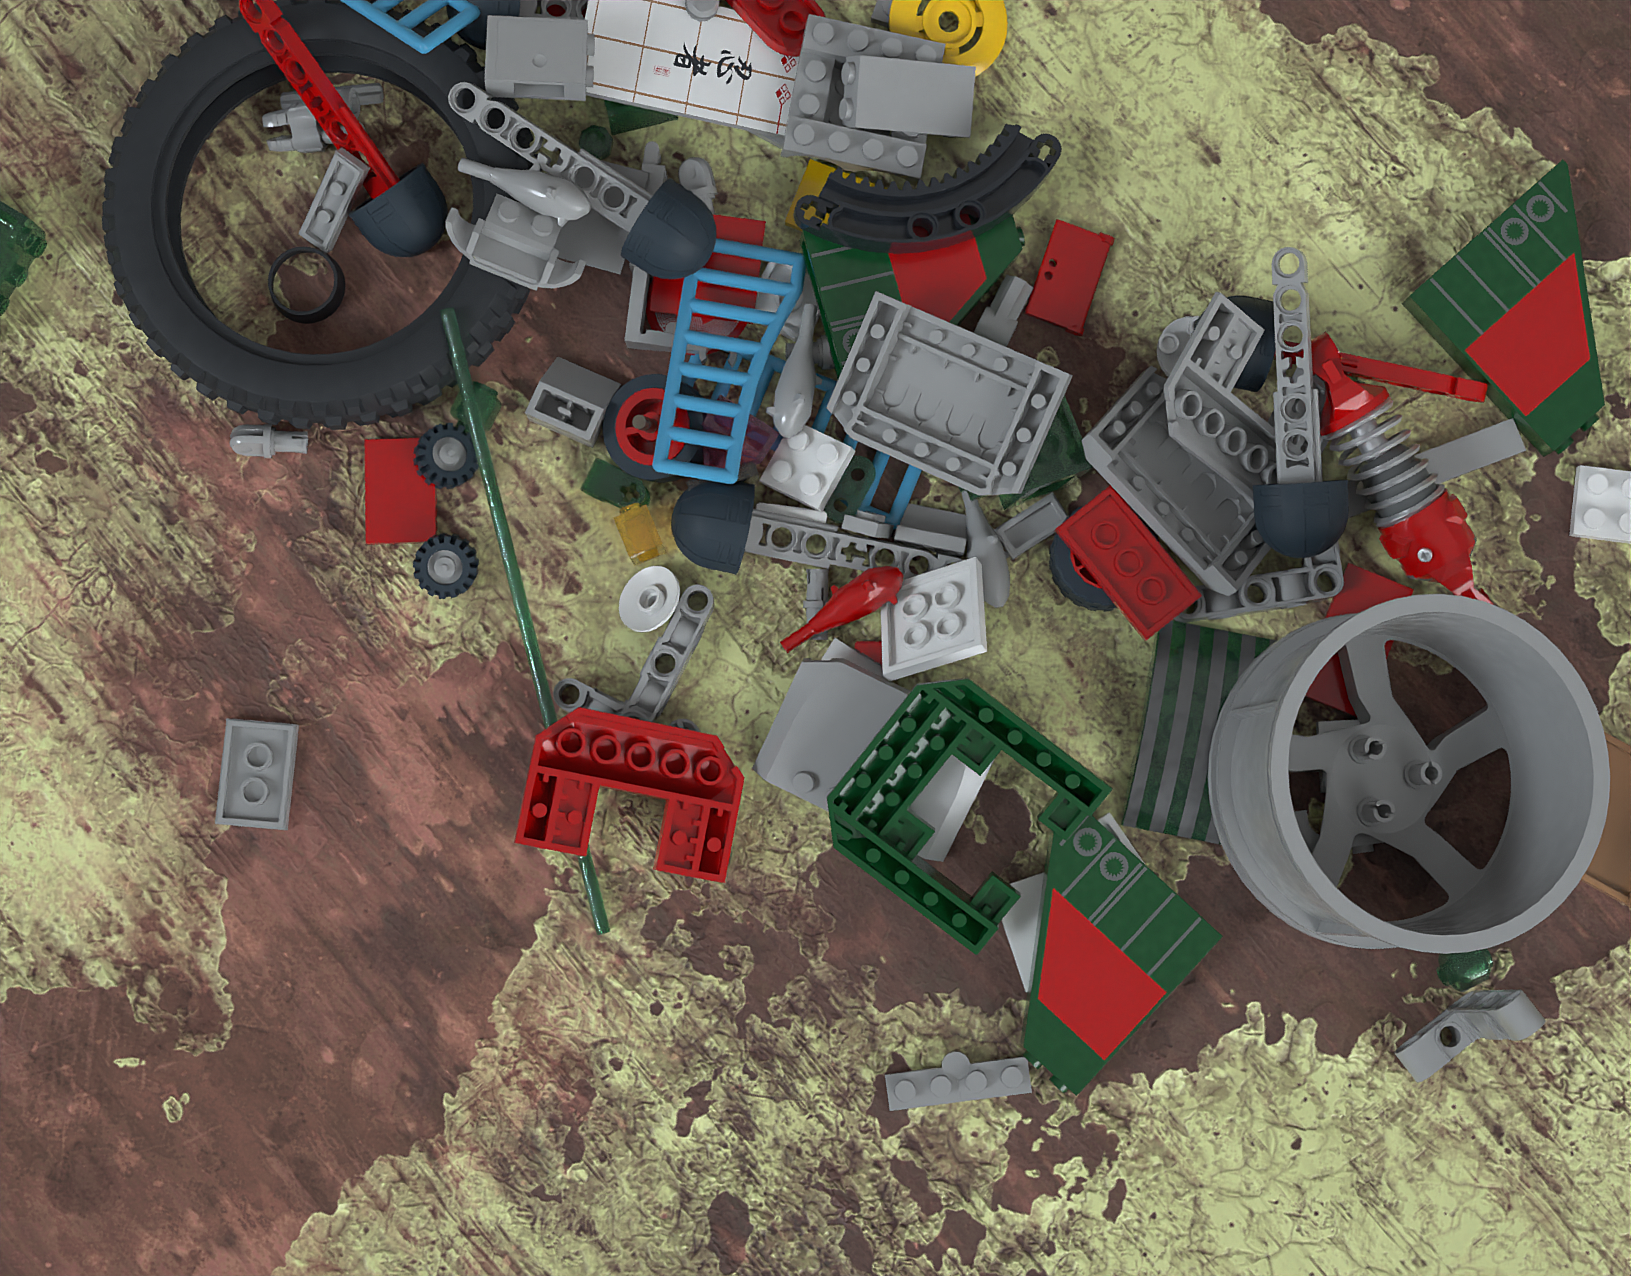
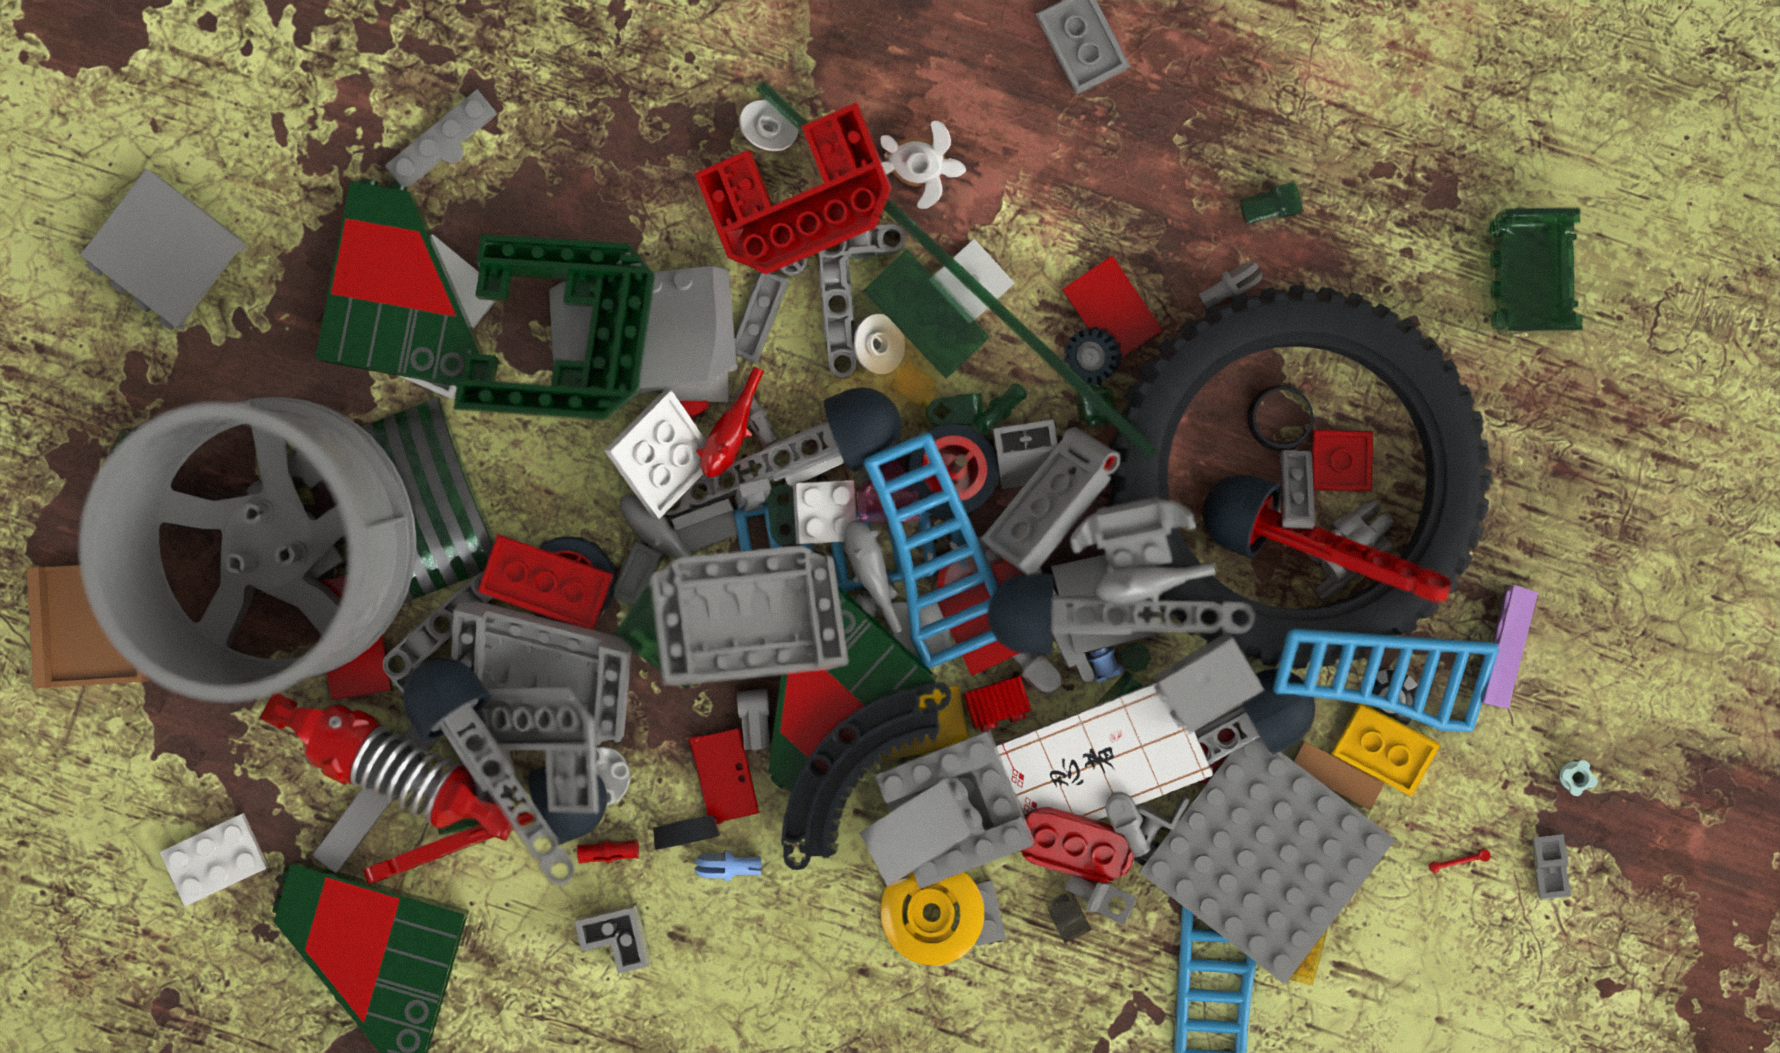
camera: 140 degrees right, 5 degrees up
(170, 491) = (1279, 202): none -> clear green piece
(273, 207) = (1342, 460): none -> red tile
(446, 565) = (1042, 275): black wheel -> none
(490, 751) = (922, 162): none -> white animal
(500, 610) = (984, 270): none -> white plate
(571, 460) = (1000, 408): none -> clear green pin
(576, 330) = (1052, 501): none -> light grey hinge
(581, 597) = (928, 313): none -> clear green brick
(621, 899) = (767, 126): none -> white dish
(629, 150) = (1104, 664): none -> light blue brick
(749, 703) = (759, 315): none -> light grey tile
(757, 180) = (997, 702): none -> red brick
(1121, 188) = (726, 865): none -> light blue arm
(1141, 240) = (685, 832): none -> black tyre
(1228, 273) = (608, 851): none -> red pin
(1265, 191) = (622, 930): none -> light grey brick
(1311, 1149) = (162, 249): none -> light grey panel
(1472, 1017) = (105, 413): light grey beam -> none

